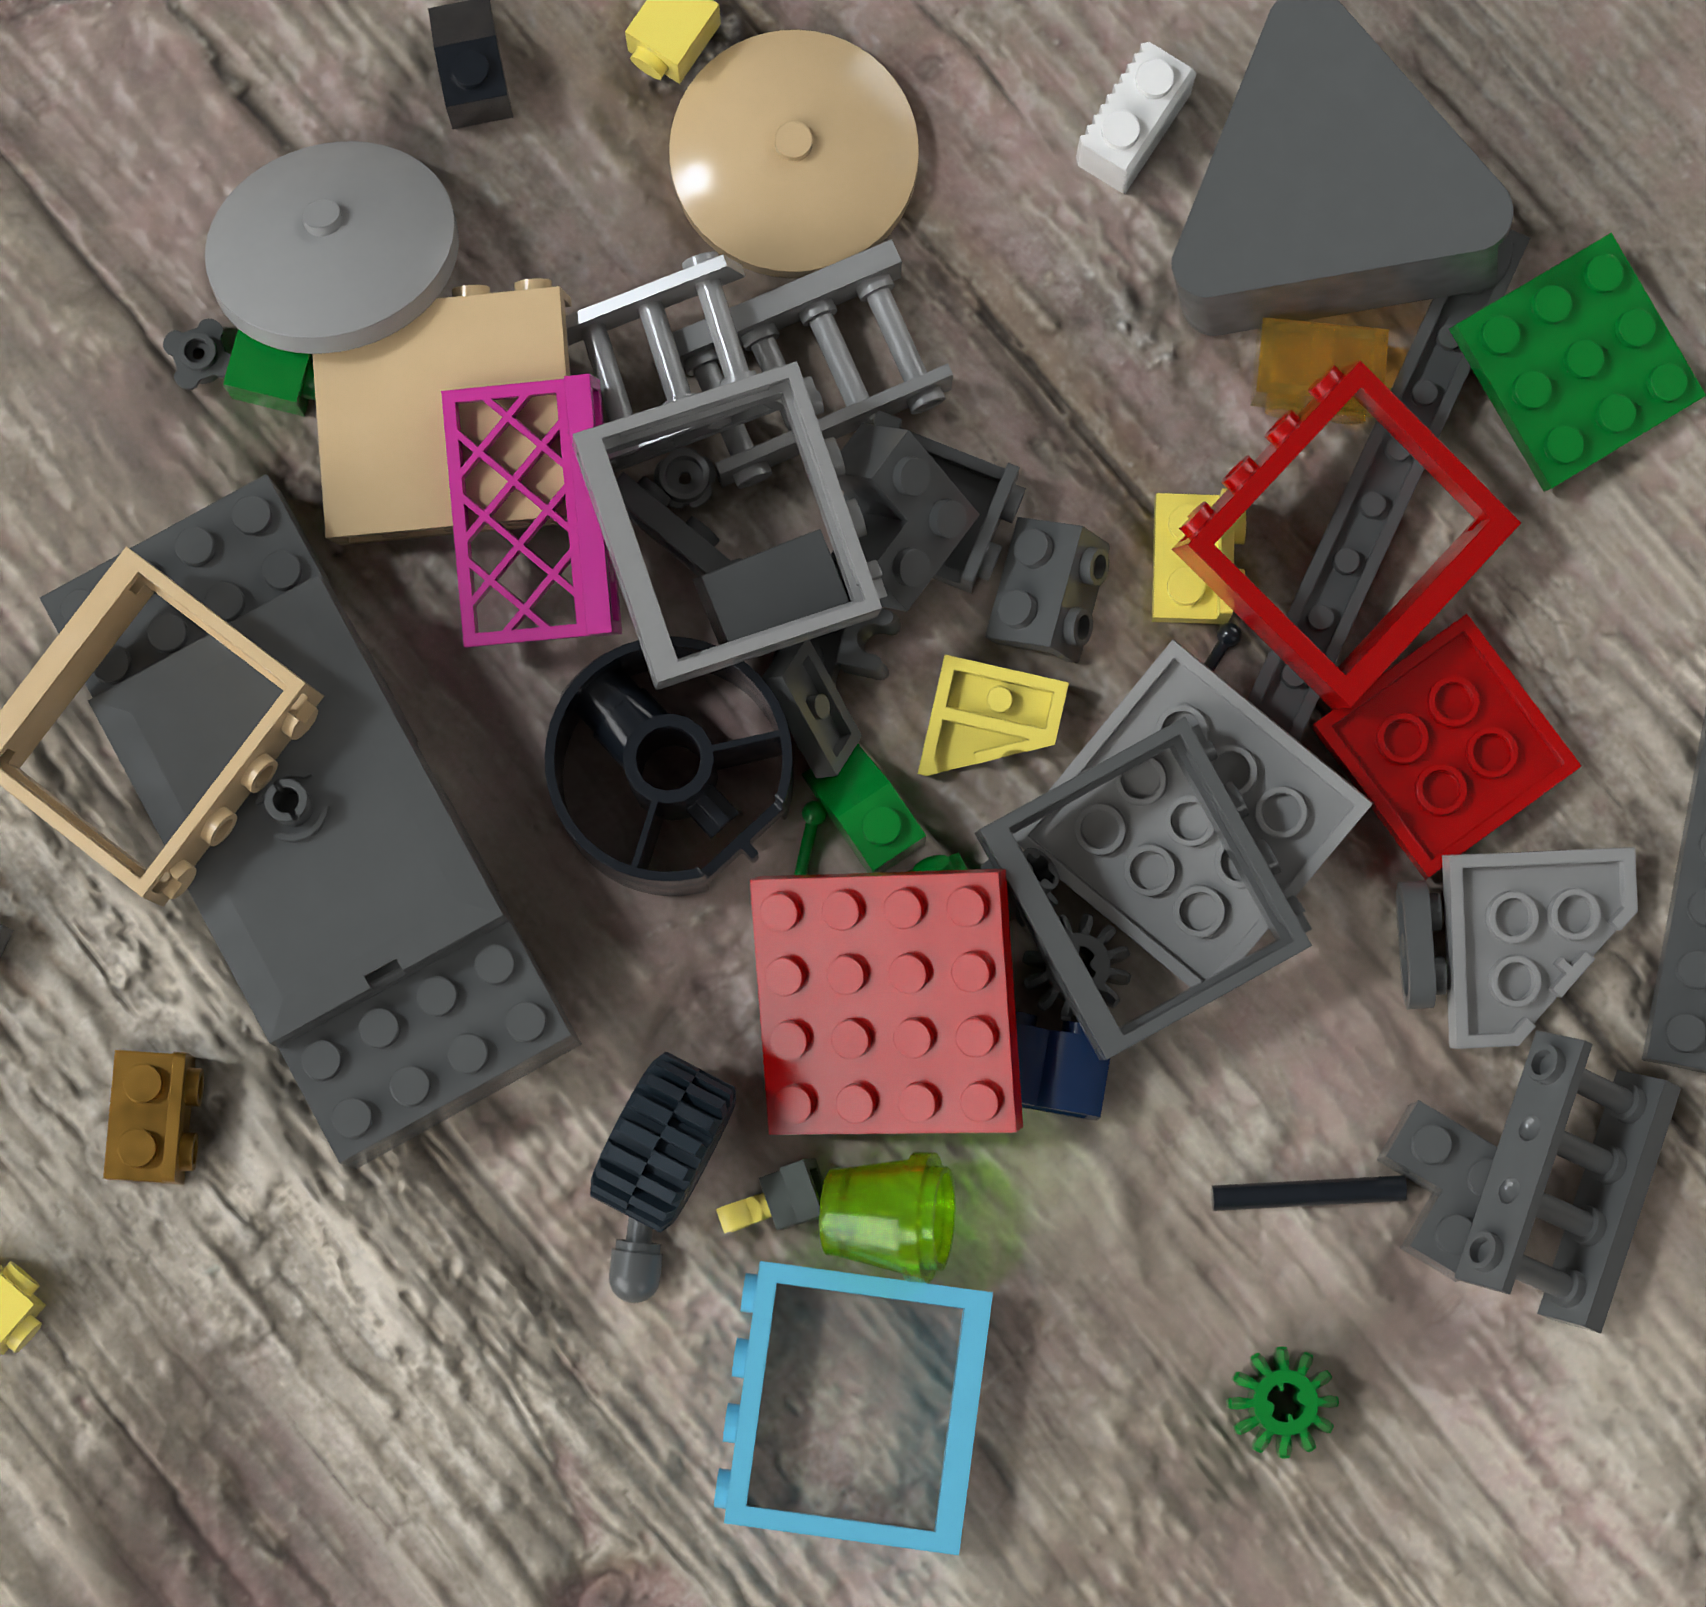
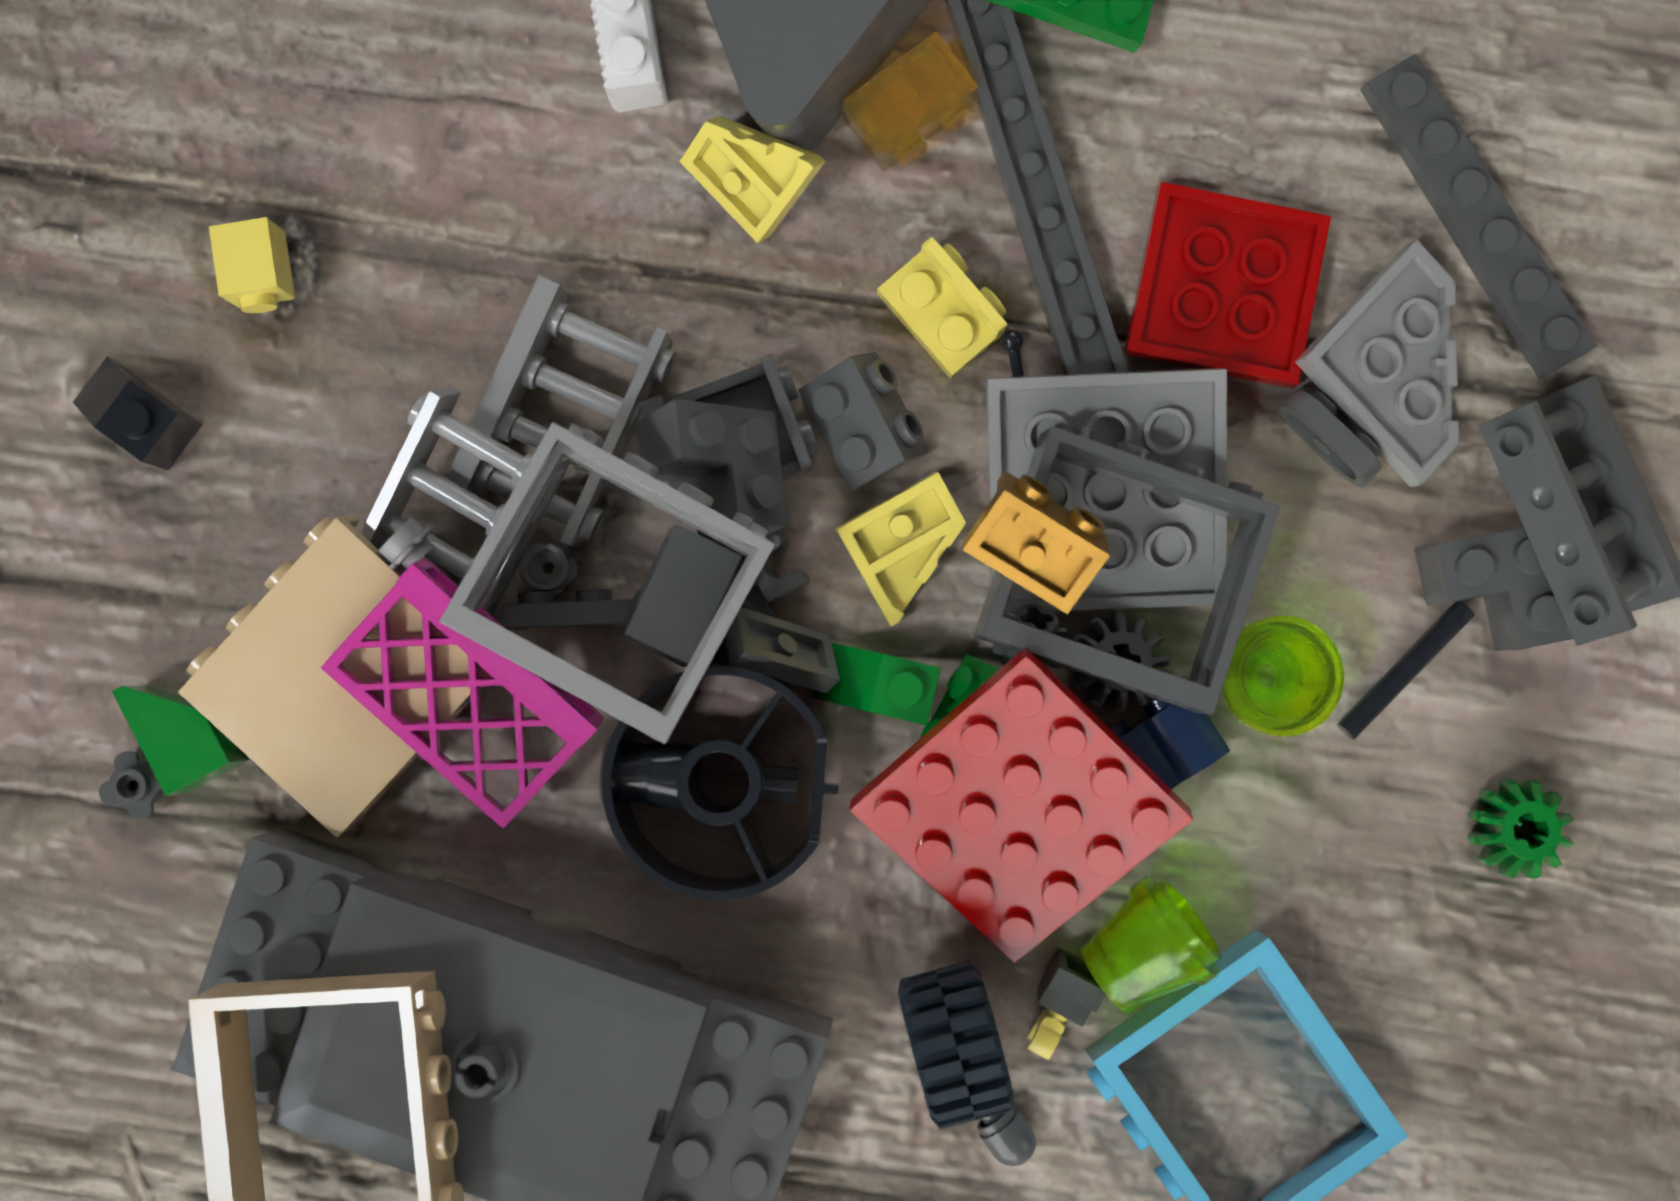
camera: 40 degrees left, 5 degrees up
(332, 247) = (154, 632): light grey dish -> none
(594, 356) = (407, 544): none -> light grey plate
(793, 152) = (416, 275): tan dish -> none
(813, 814) = (845, 717): green hinge -> none
(1089, 791) = (1039, 541): none -> bracket
(1136, 309) = (750, 173): none -> light yellow wing
(1218, 1066) = (1306, 676): none -> clear neon green piece
(1248, 479) = (1128, 198): red window -> none

